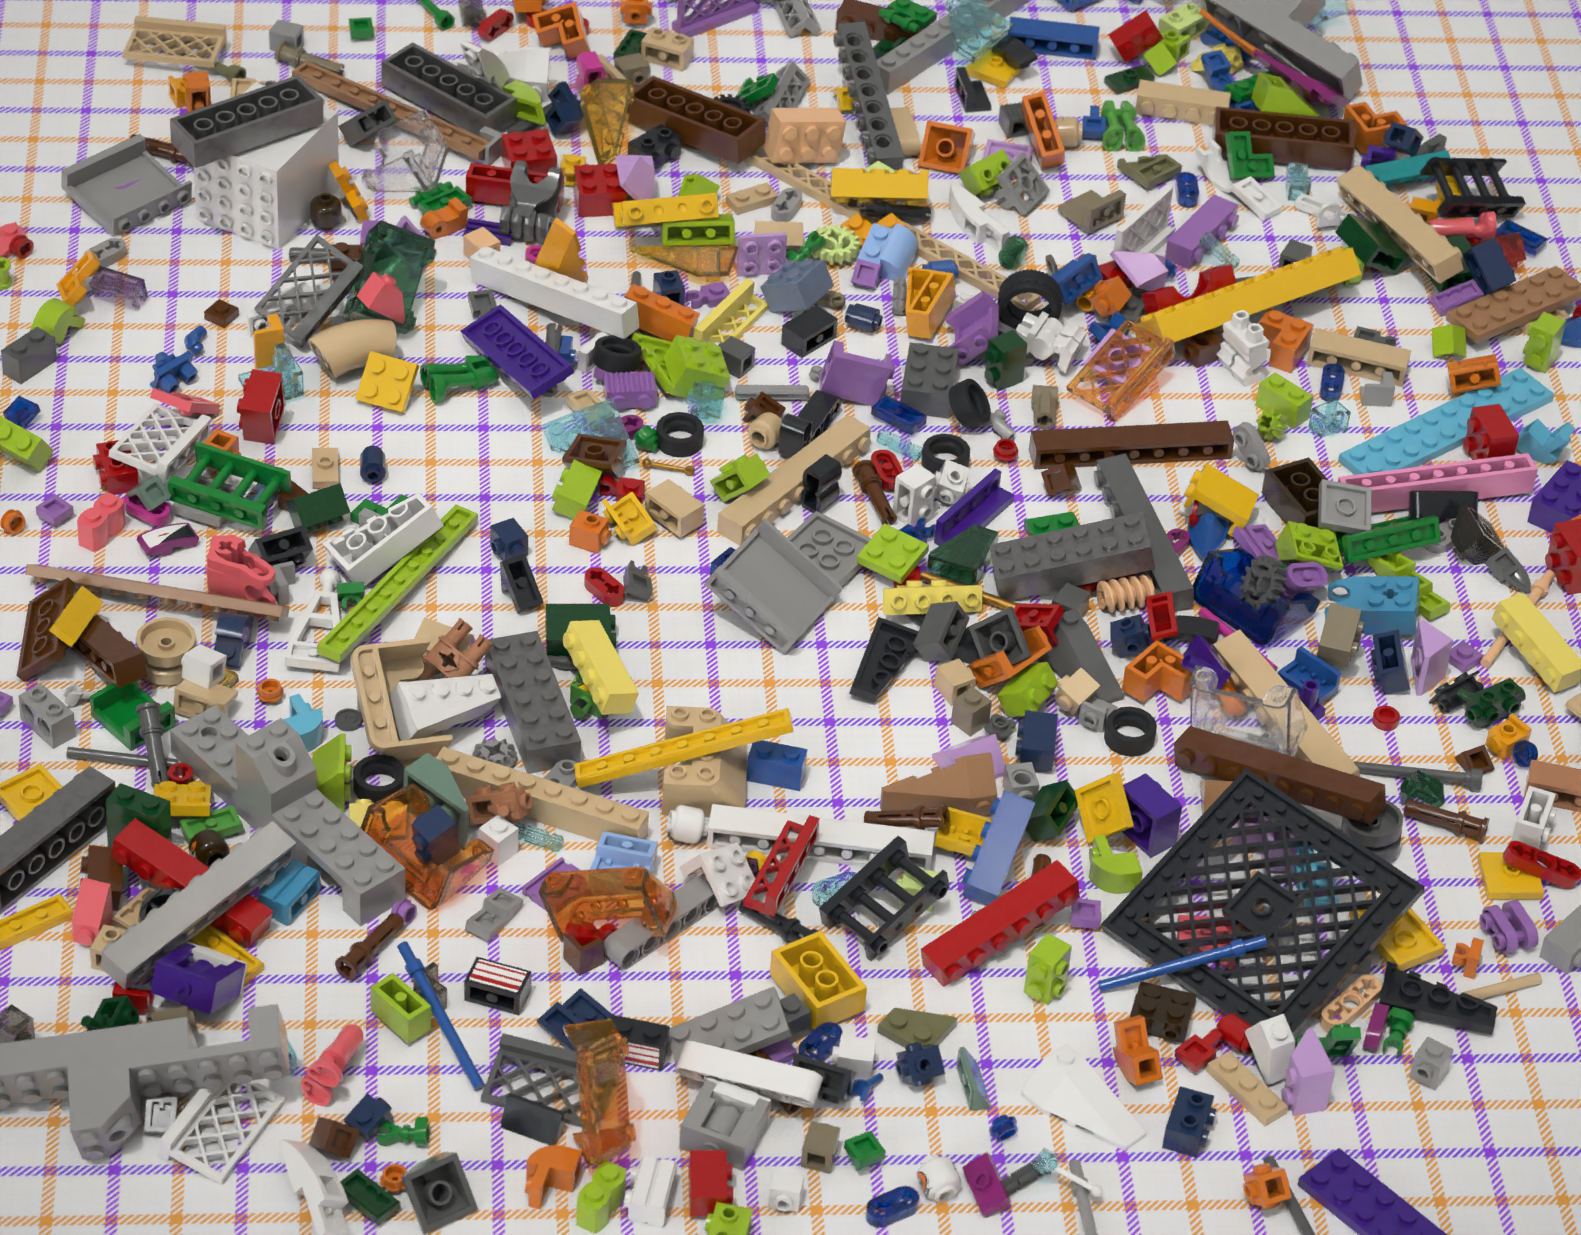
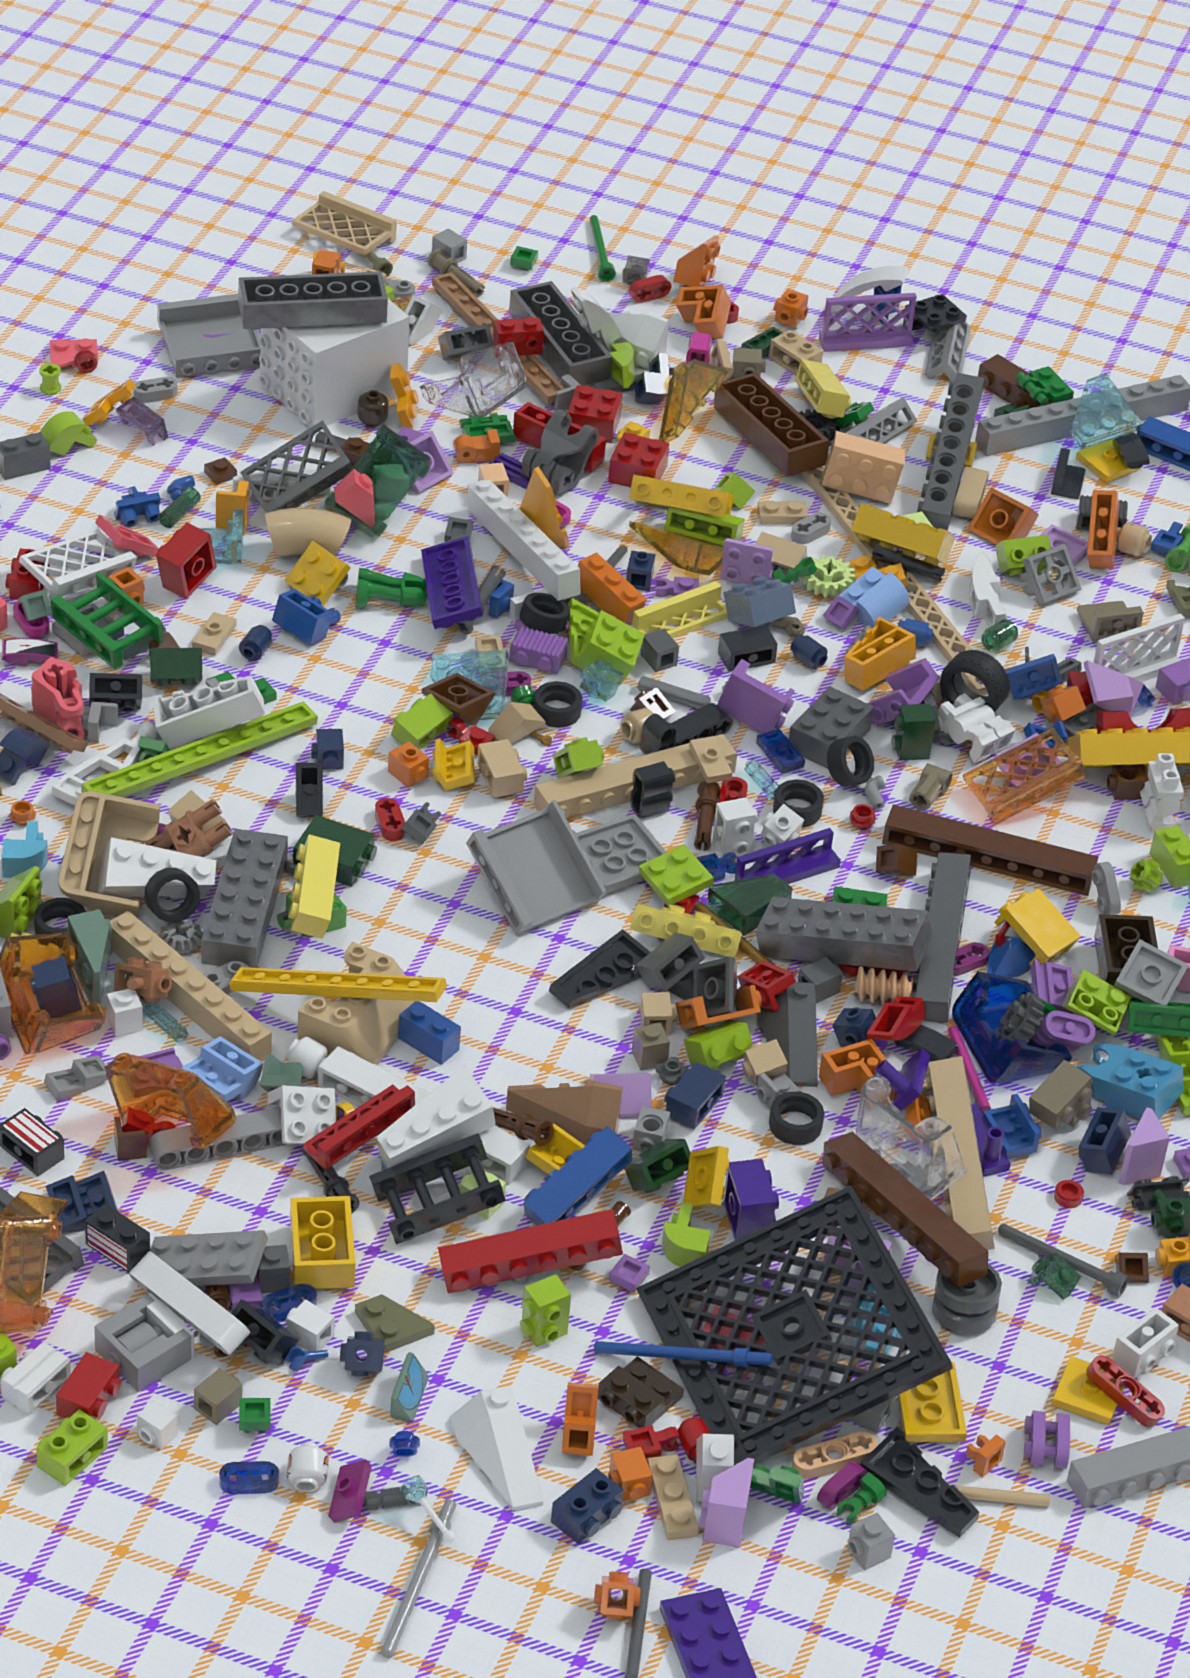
camera: 25 degrees right, 0 degrees up
(210, 359) = (179, 507): none -> clear green piece
(401, 426) = (304, 616): none -> blue brick
(417, 98) = (525, 334): none -> red brick
(490, 720) = (189, 904): none -> black tyre
(636, 175) = (676, 458): lavender slope -> none
(657, 464) = (516, 722): none -> tan slope
(659, 143) = (718, 440): black brick -> none
(678, 848) = (278, 1073): none -> sand green panel
(719, 73) = (822, 389): none -> light yellow brick
(854, 837) = (441, 1118): none -> white wedge
(855, 440) = (710, 759): none -> tan plate
(1206, 1077) = (631, 1473): none -> orange brick
(1459, 822) = (1070, 1319): reddish brown pin -> none

